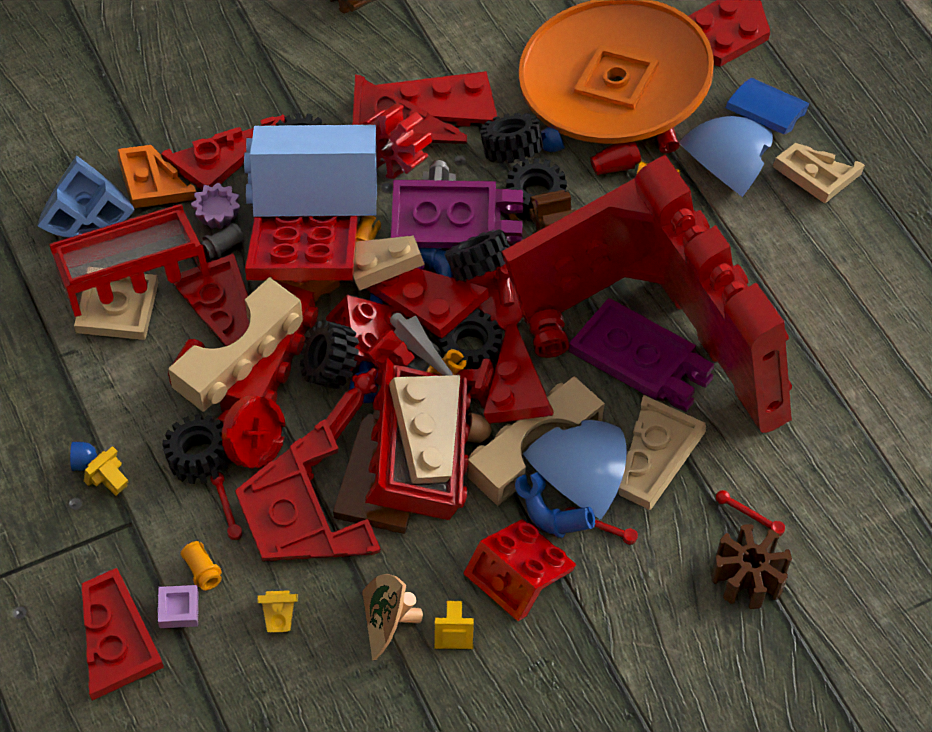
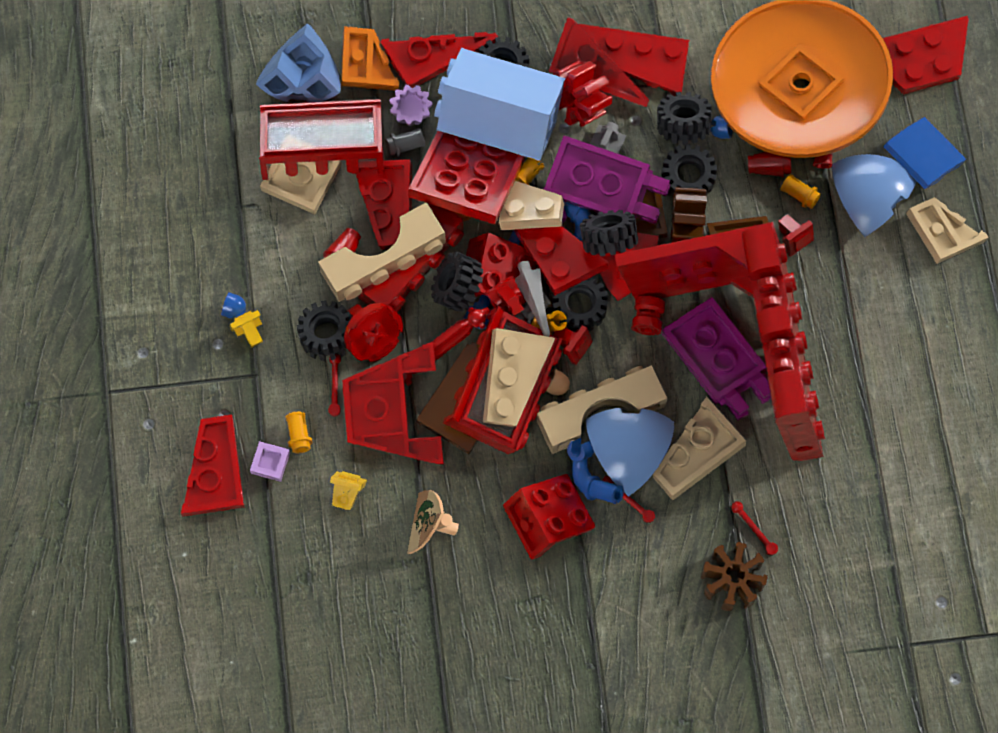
camera: 20 degrees right, 15 degrees up
(454, 630) = (477, 551): yellow brick -> none
(516, 386) = (600, 359): red wing -> none

